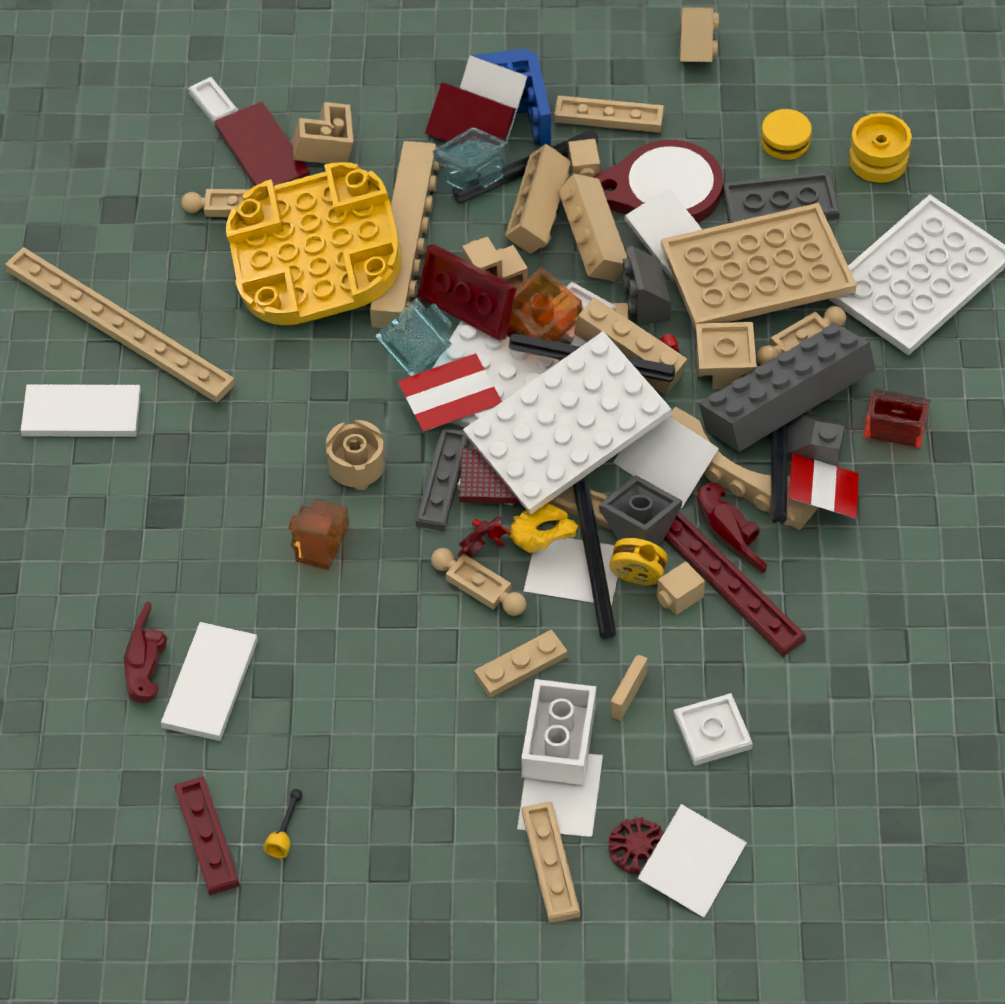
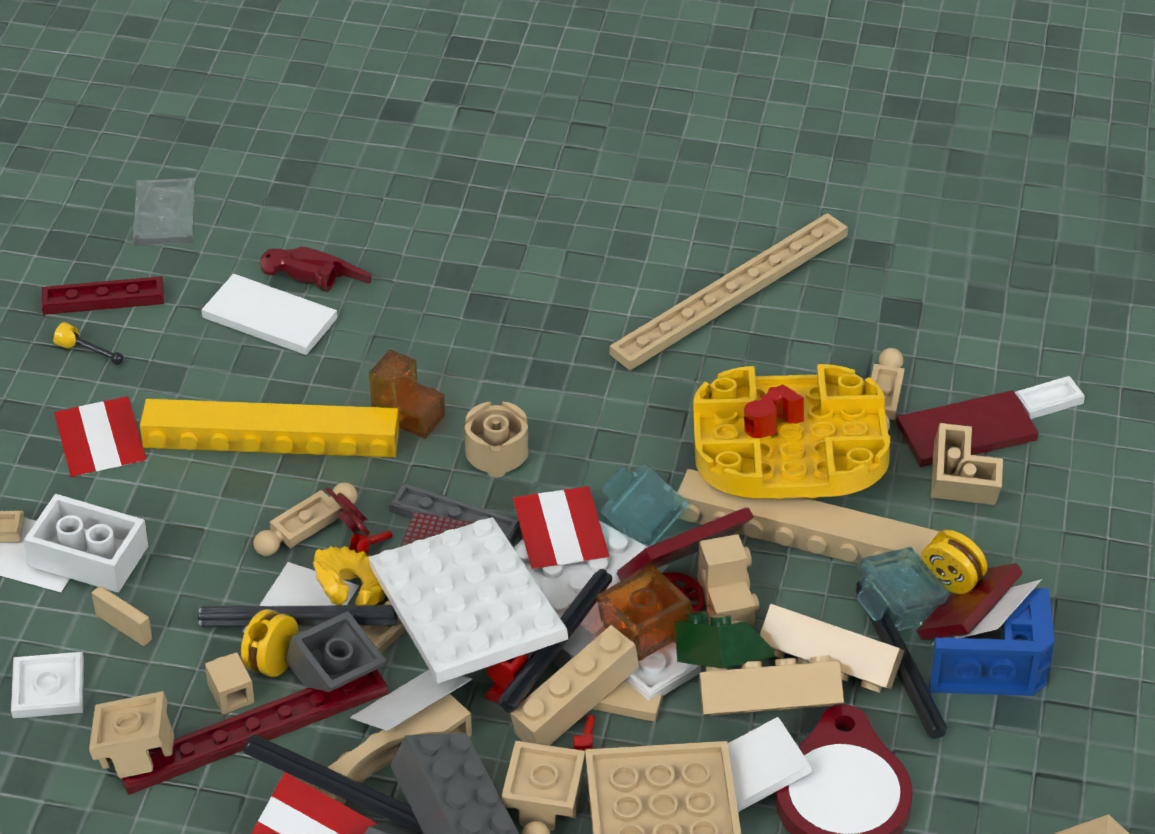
camera: 100 degrees right, 10 degrees down
(67, 816) = (164, 212): none -> clear tile
(81, 410) = (627, 258): white tile -> none
(302, 252) = (778, 402): none -> red leg
(374, 636) = (270, 428): none -> yellow brick
(401, 783) = (99, 436): none -> red sticker
(444, 121) = (955, 561): none -> yellow head
(520, 663) = (195, 542): tan plate -> none
(571, 255) = (718, 641): none -> dark green slope
(584, 157) = (890, 707): tan brick -> none
(609, 114) = (972, 751): tan plate -> none
(646, 287) = (664, 714): dark grey slope -> none
(729, 524) = (308, 739): dark red animal -> none
(764, 631) = (126, 731): none -> tan panel

